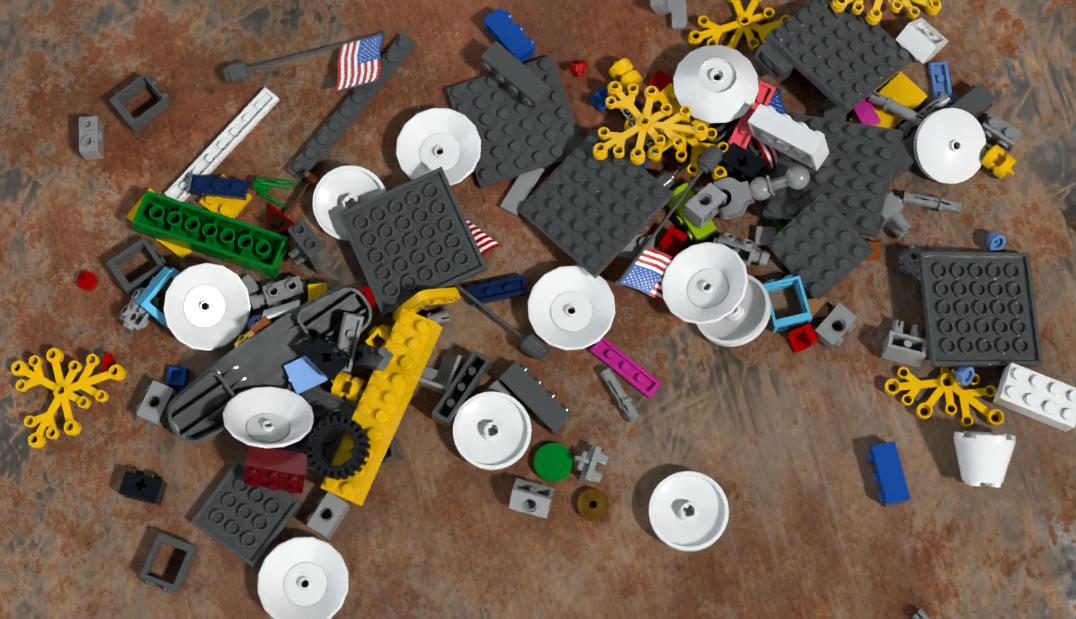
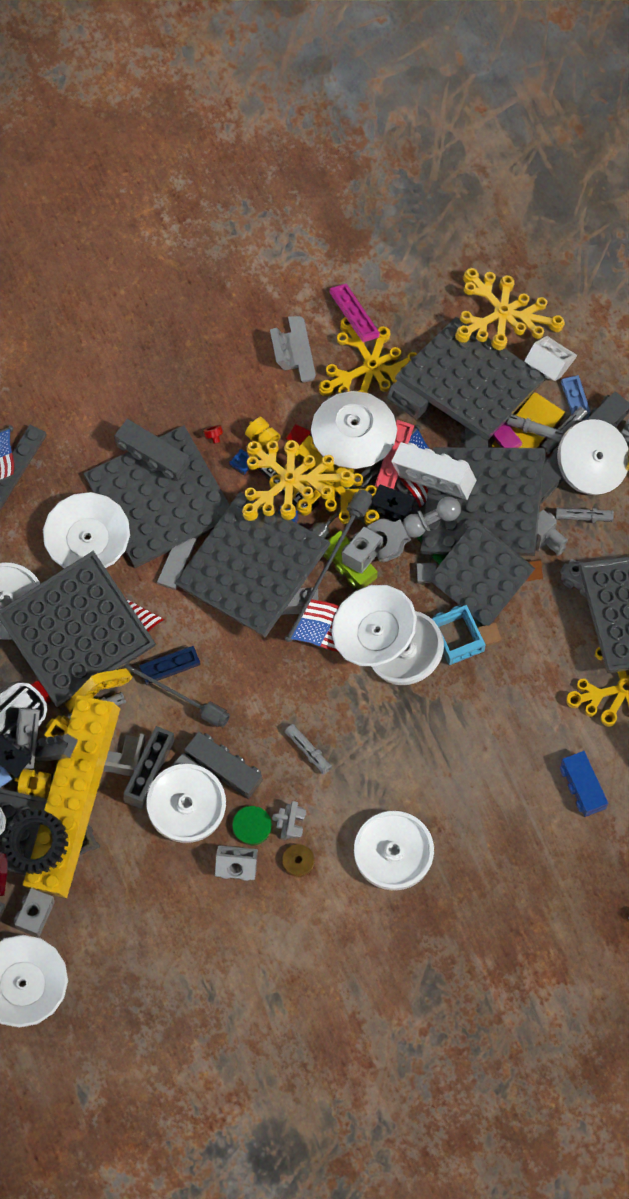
camera: 15 degrees left, 5 degrees down
(509, 34) = (140, 411): blue brick -> none
(571, 289) = (240, 653): white dish -> none
(625, 367) = (308, 721): dark pink tile -> none
(672, 241) = (336, 590): red panel -> none
(745, 249) = (408, 582): light grey brick -> none
(802, 338) = (479, 666): red panel -> none
(841, 317) = (511, 639): light grey brick -> none
(905, 348) = (580, 659): light grey brick -> none

